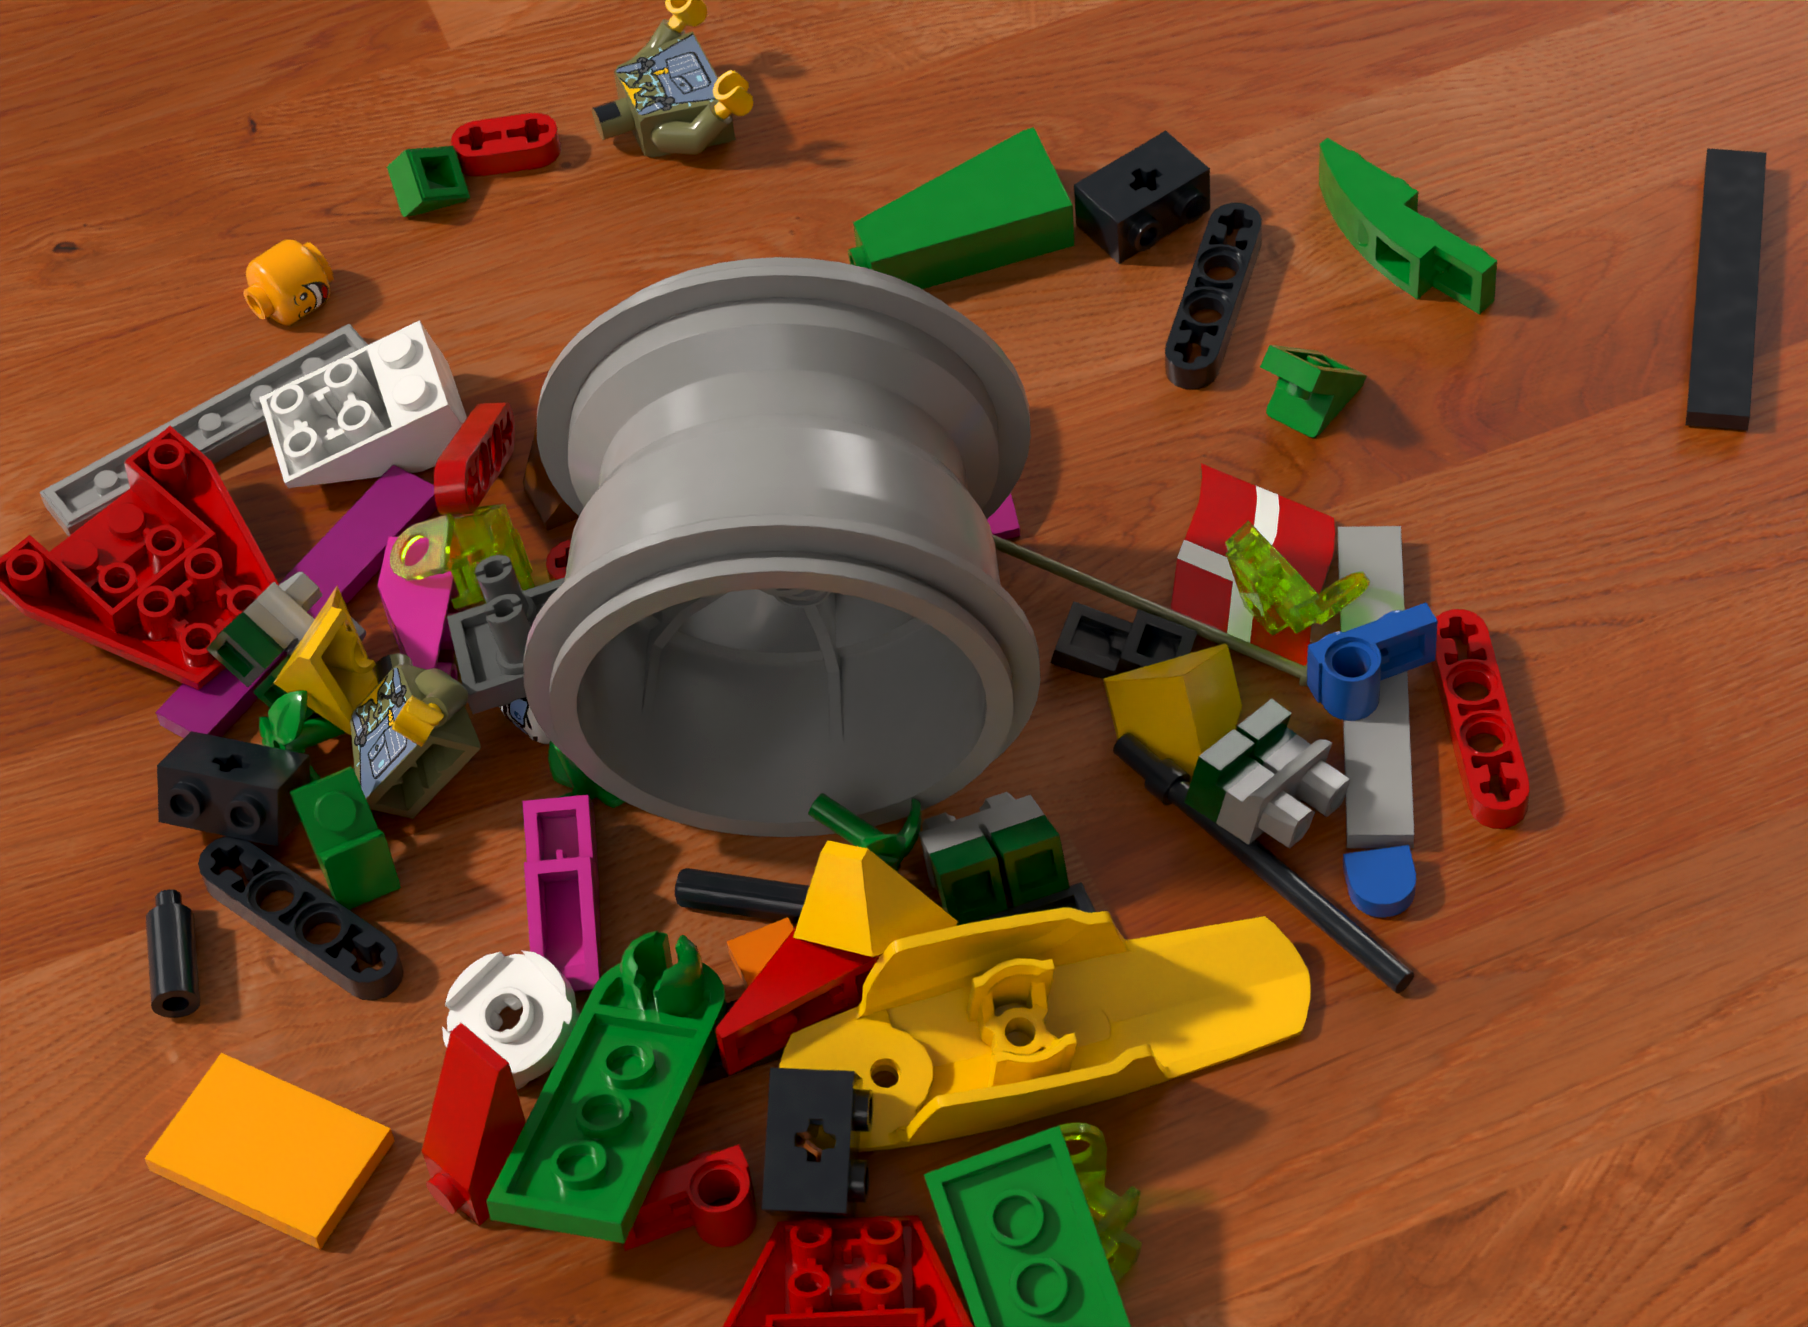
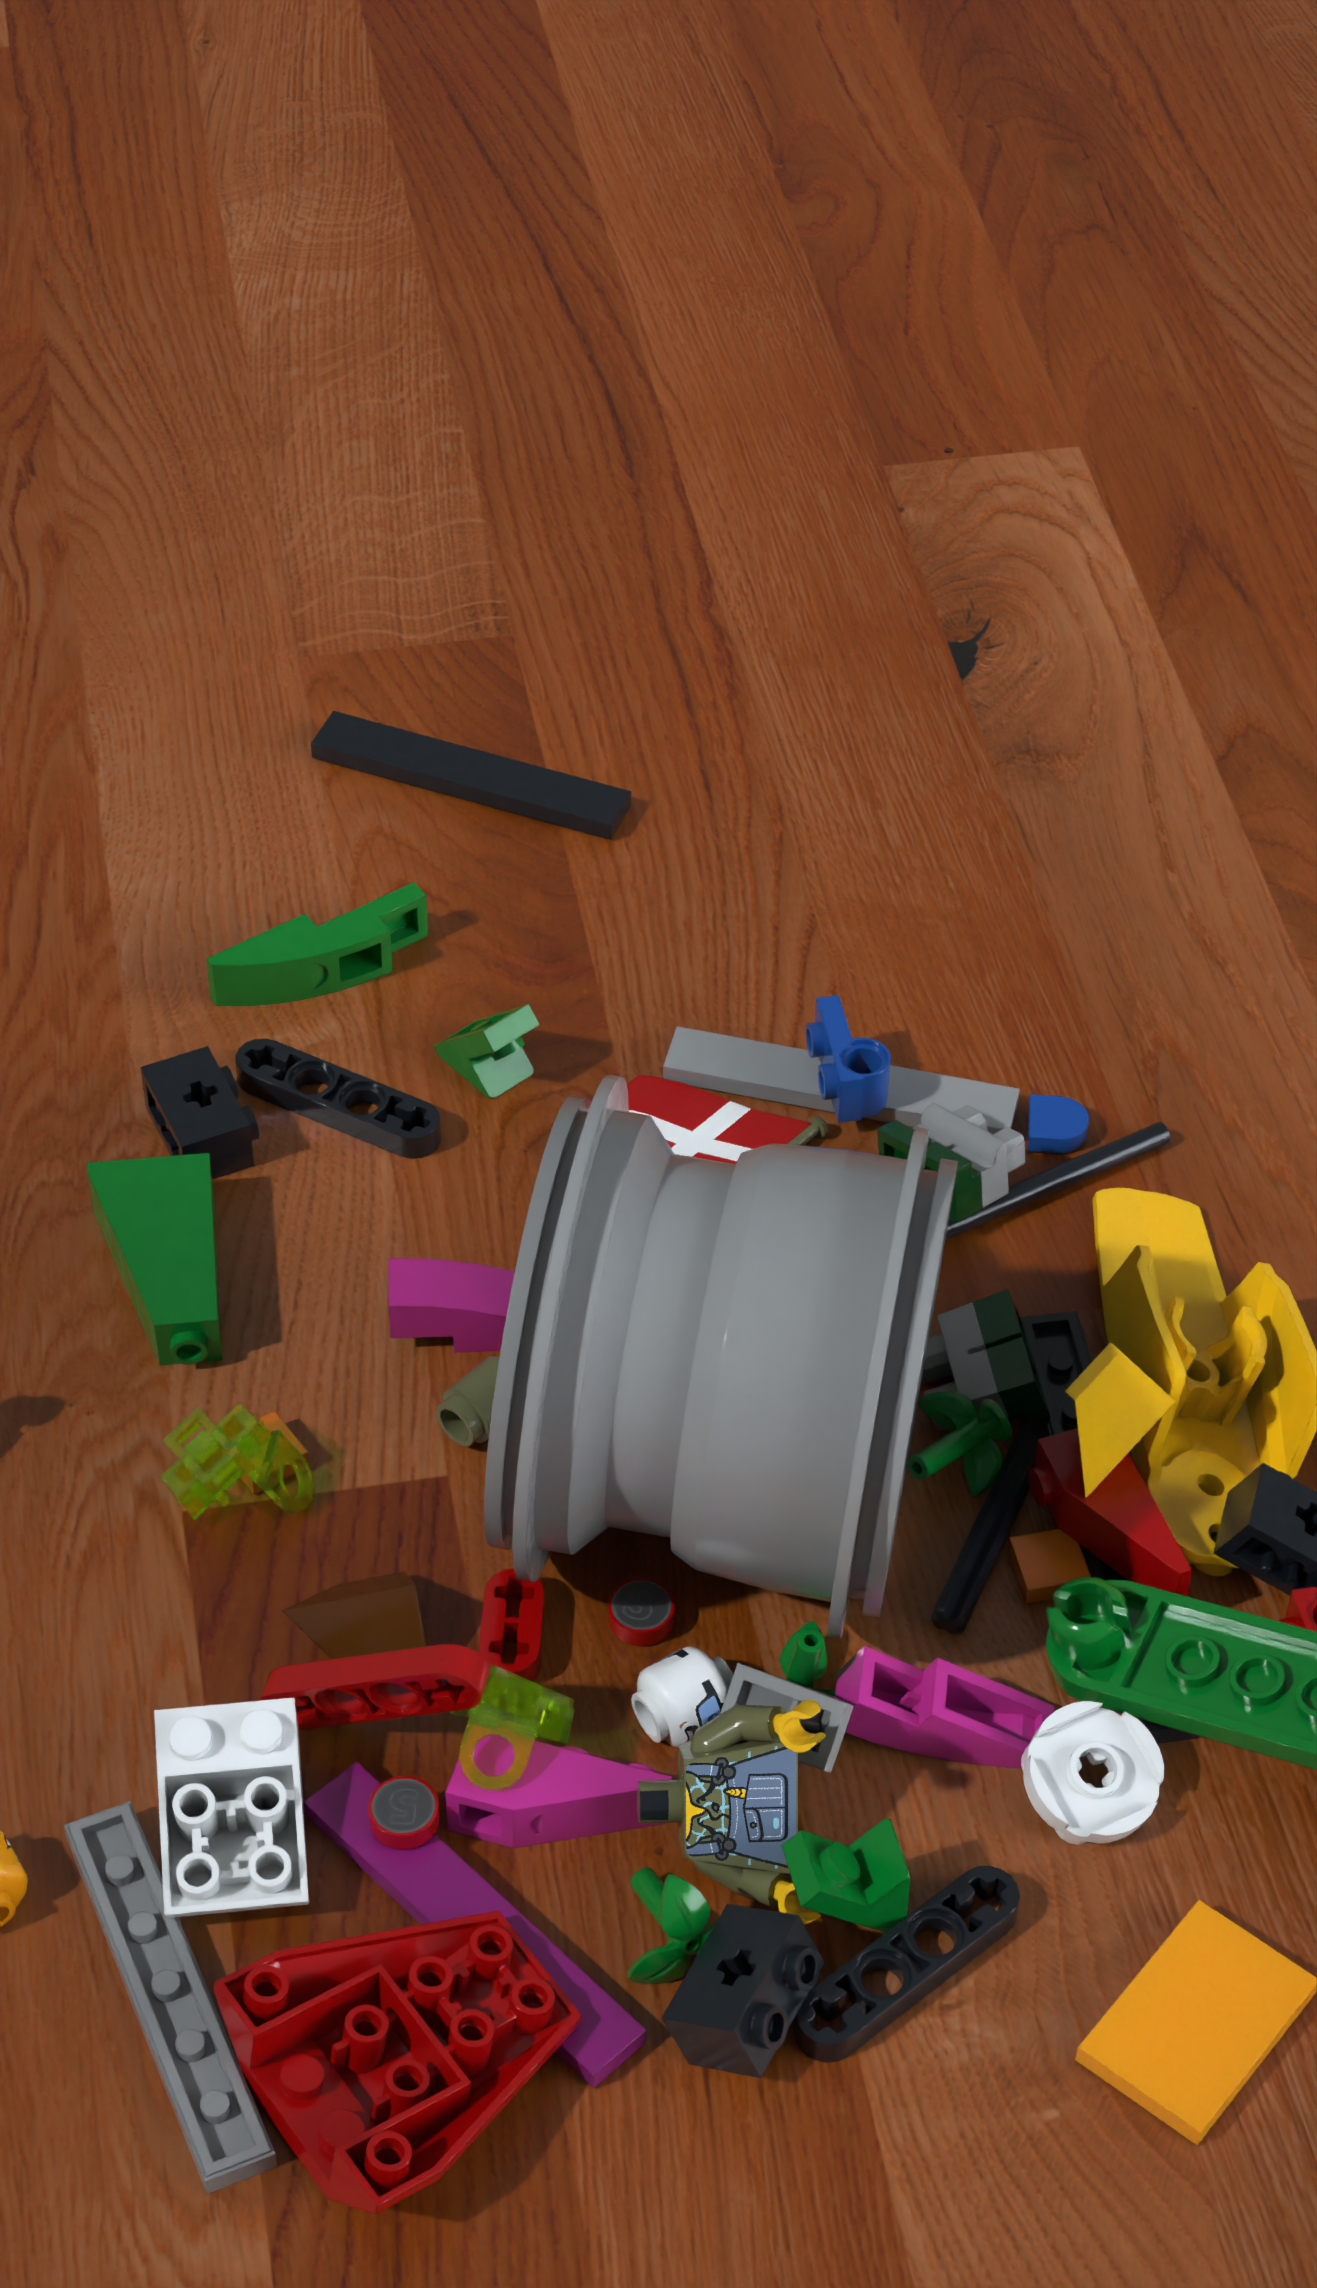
camera: 85 degrees left, 5 degrees down
(172, 956) = (936, 2087): black cylinder -> none
(265, 630) = (570, 1910): hips -> none
(331, 665) = (622, 1844): yellow slope -> none
(377, 519) = (403, 1812): none -> tile
(471, 1125) = (1258, 1787): red slope -> none
(494, 635) = (652, 1675): dark grey plate -> none
(509, 769) = (761, 1688): none -> light grey slope
(1277, 591) = (749, 1095): clear neon green piece -> none
(1481, 716) = (902, 1015): red beam -> none

